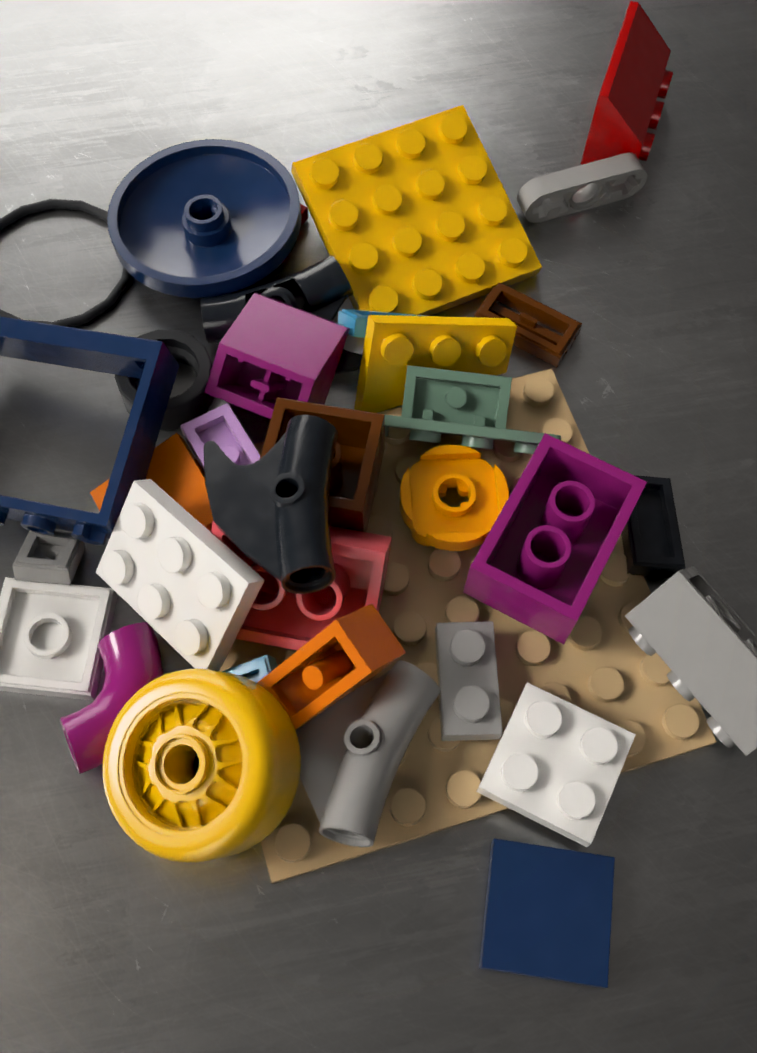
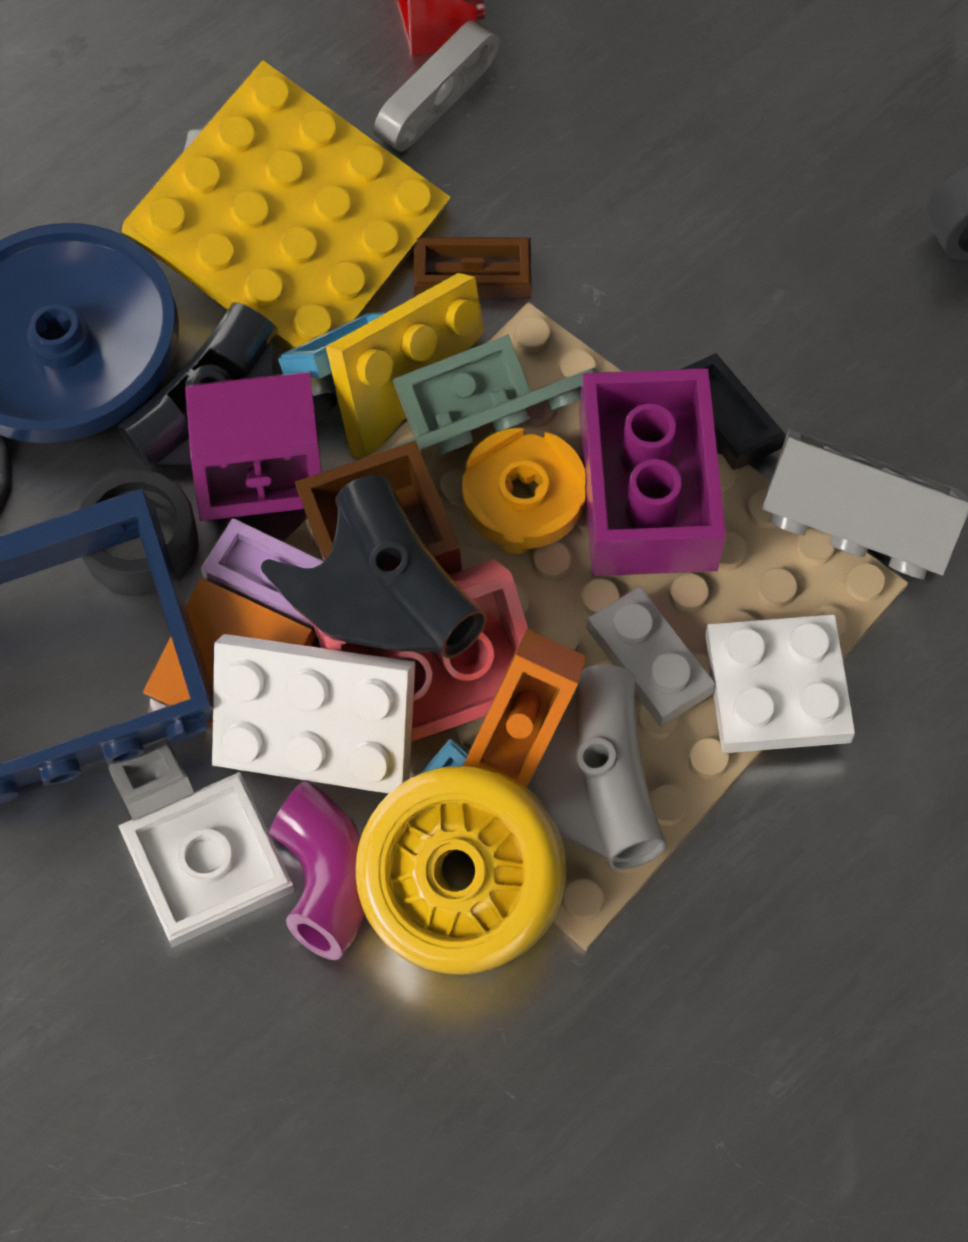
camera: 30 degrees left, 0 degrees up
(548, 913) = (851, 821): dark blue tile -> none

